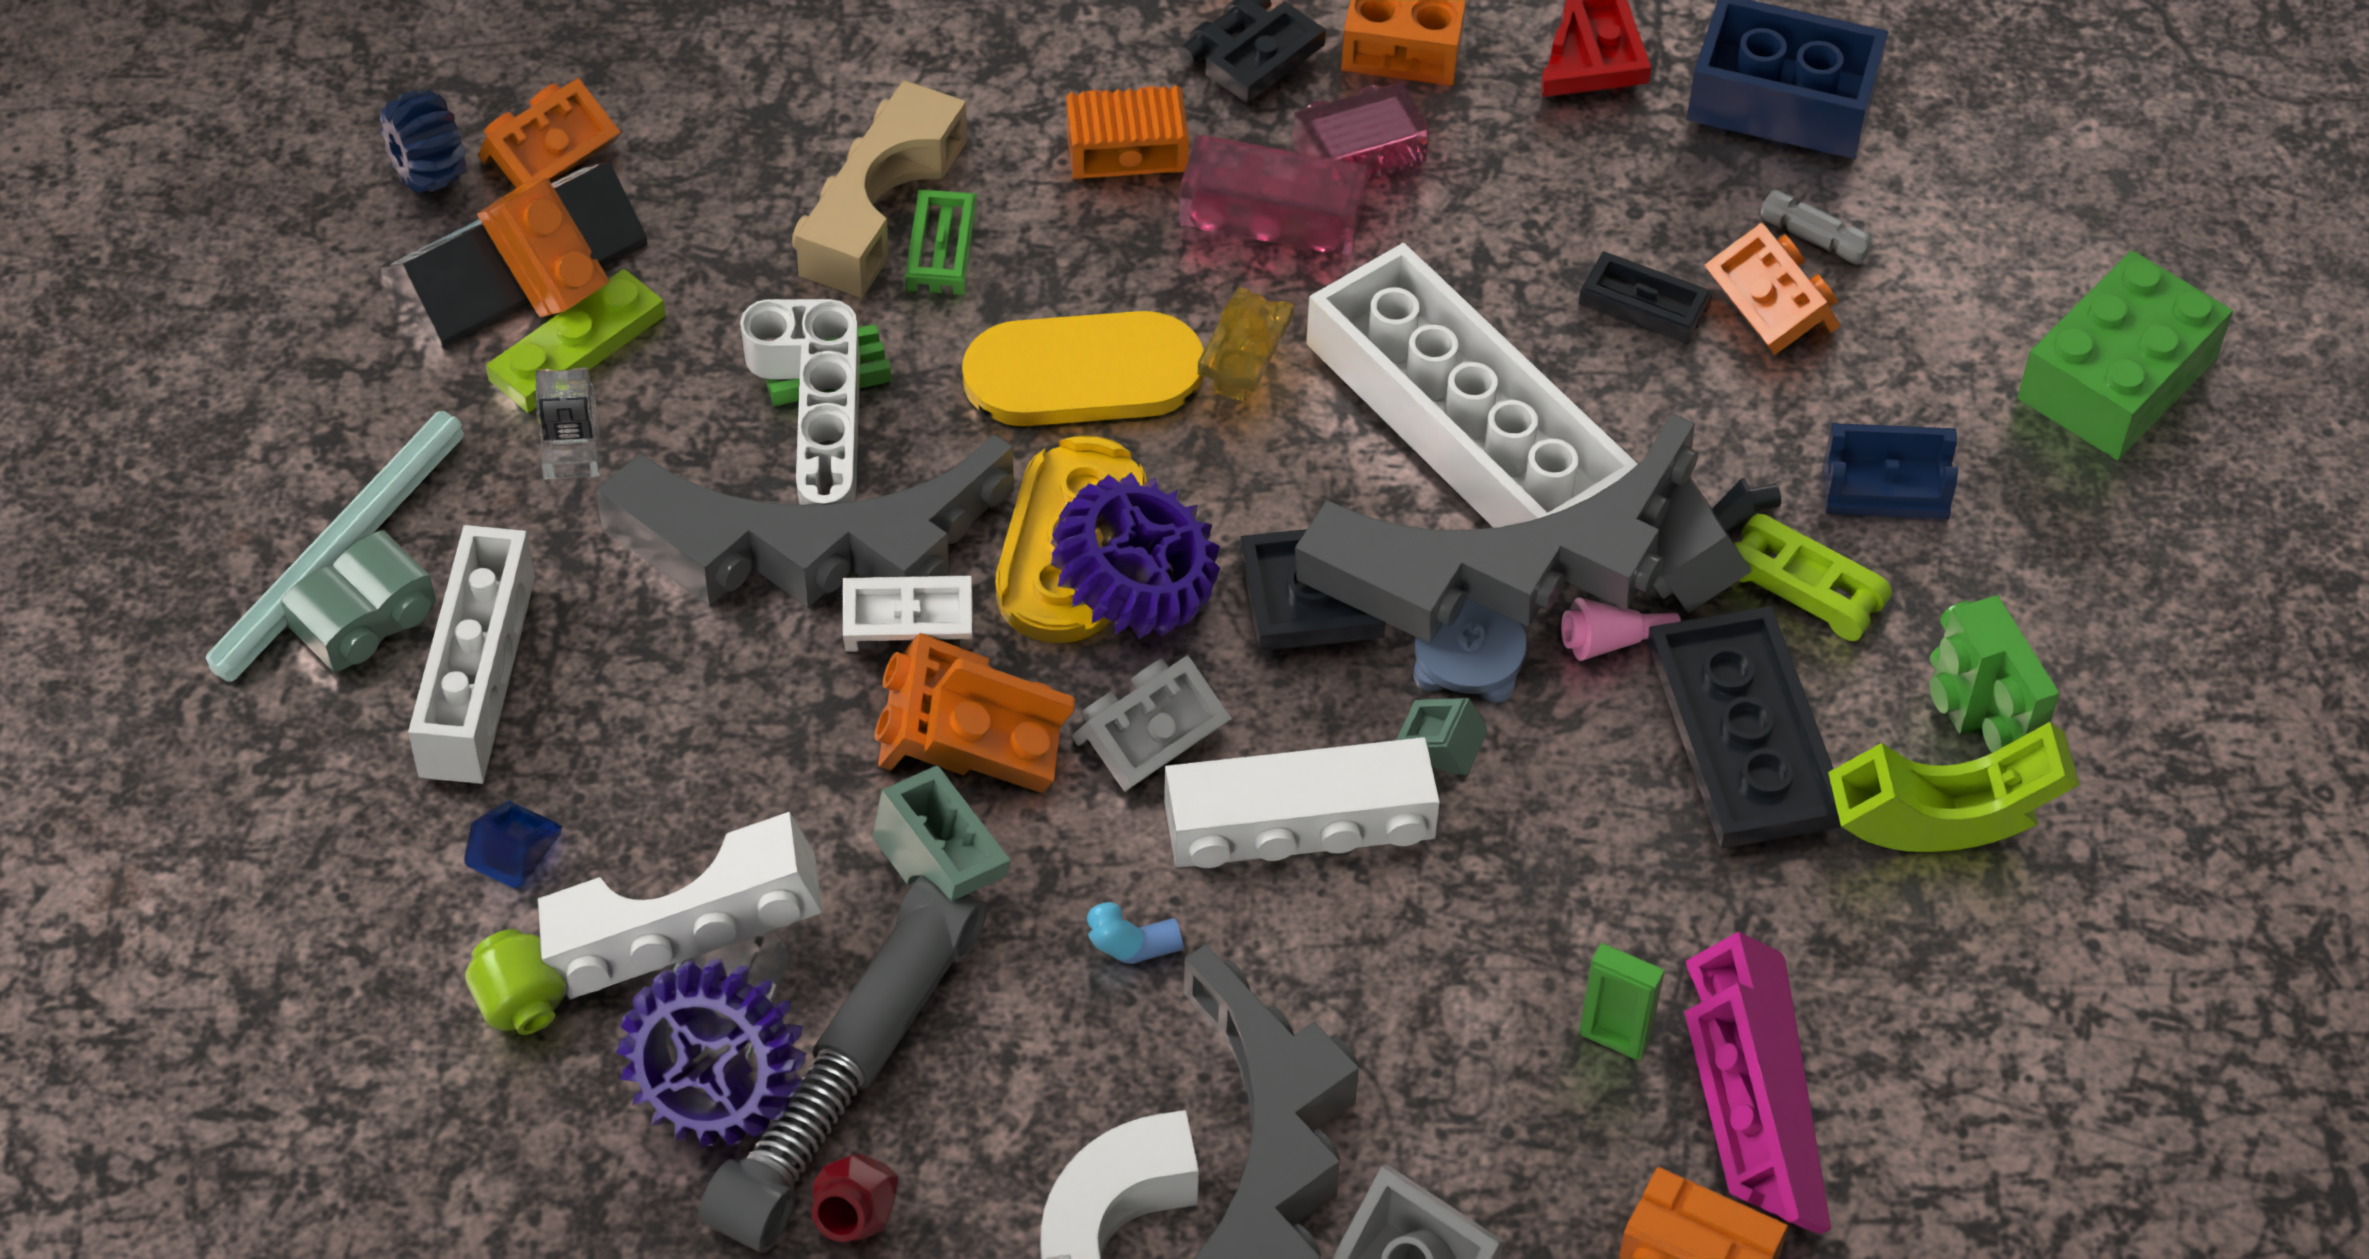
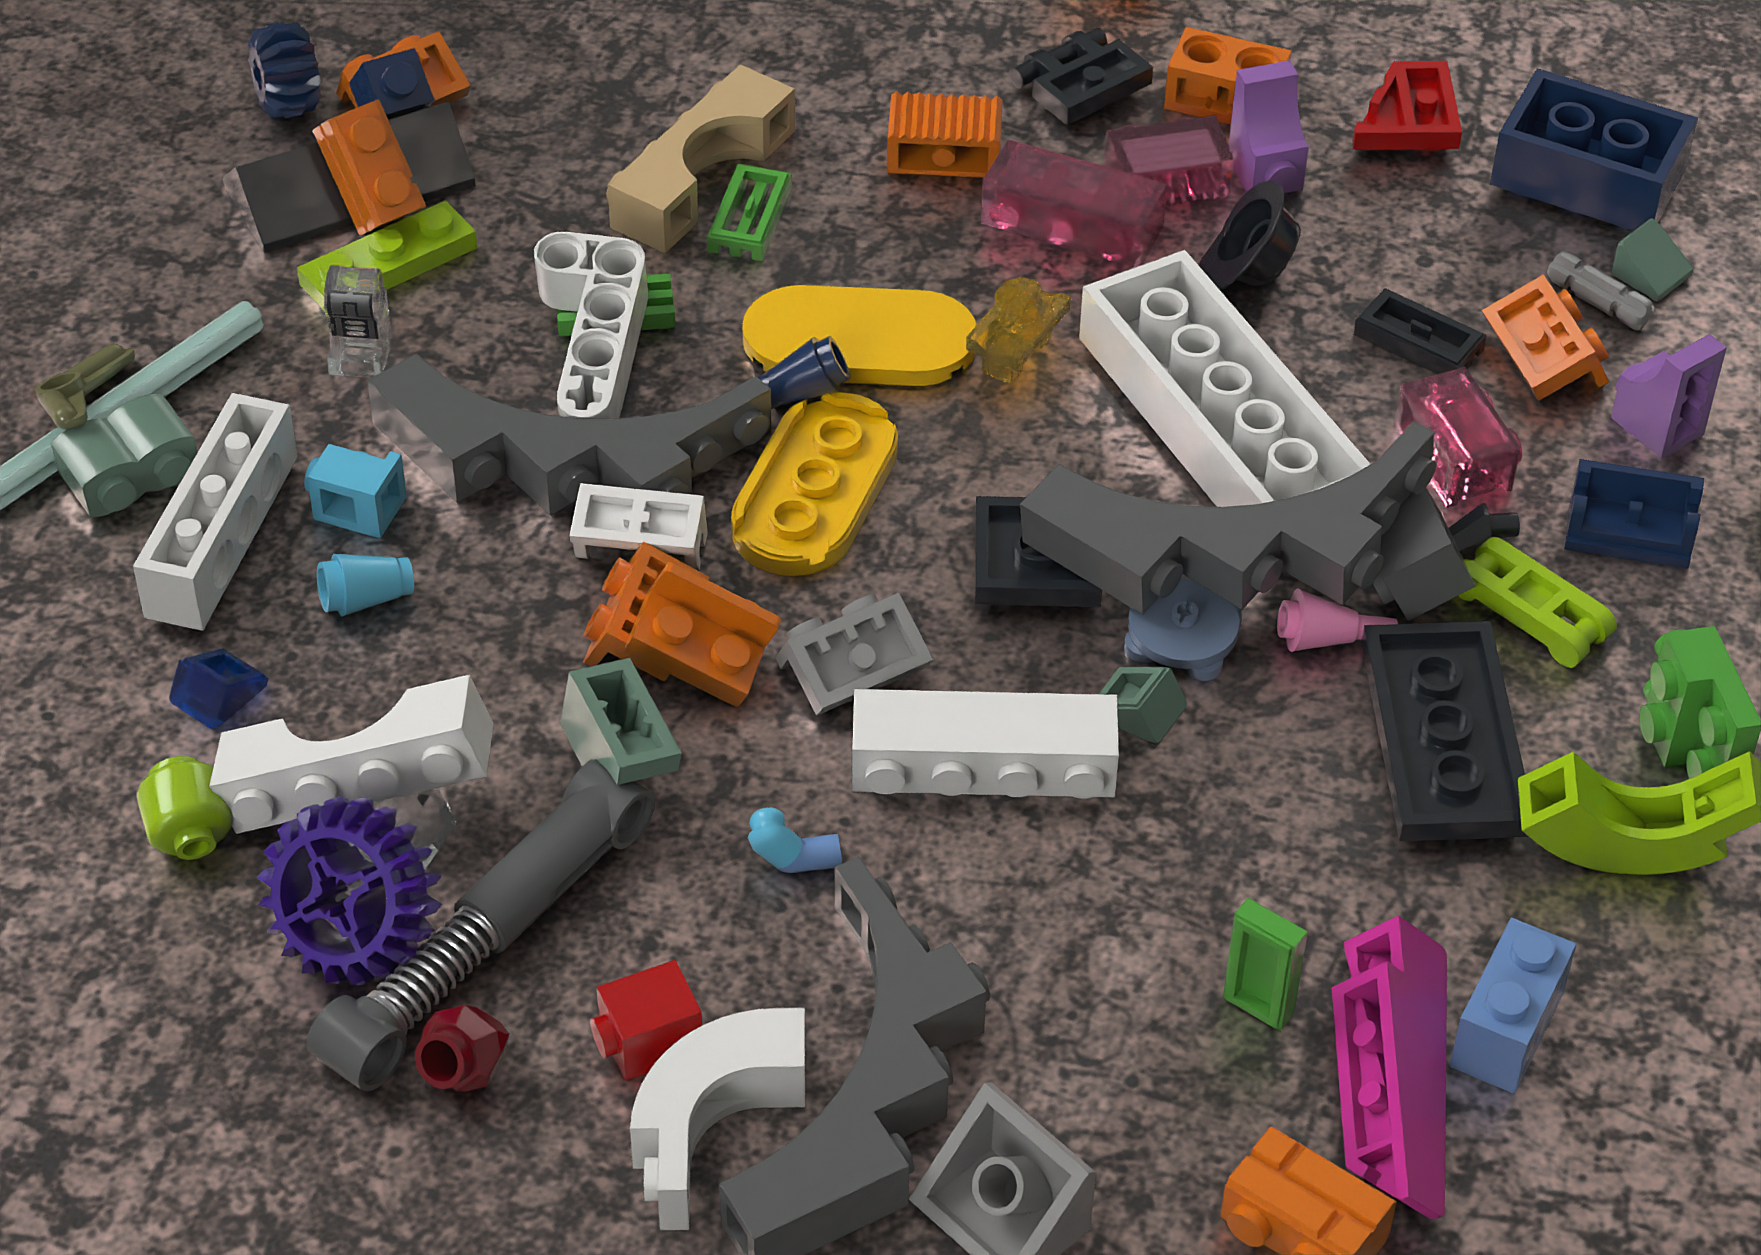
camera: 10 degrees right, 5 degrees down
(278, 537) = (65, 393): none -> olive piece
(546, 150) = (395, 81): none -> dark blue brick
(606, 609) = (356, 489): none -> medium azure brick
(635, 710) = (362, 581): none -> medium azure cone
(1029, 1140) = (644, 1017): none -> red brick
(1042, 420) = (807, 373): none -> dark blue cone
(1129, 573) = (858, 513): dark purple gear -> none
(1459, 93) = (1267, 127): none -> medium lavender arch
(1463, 215) = (1254, 240): none -> black piece
(1705, 390) = (1470, 439): none -> clear pink hinge
(1861, 189) = (1651, 261): none -> sand green slope
(1861, 1007) = (1512, 1005): none -> medium blue brick
(1905, 340) = (1669, 396): none -> medium lavender arch

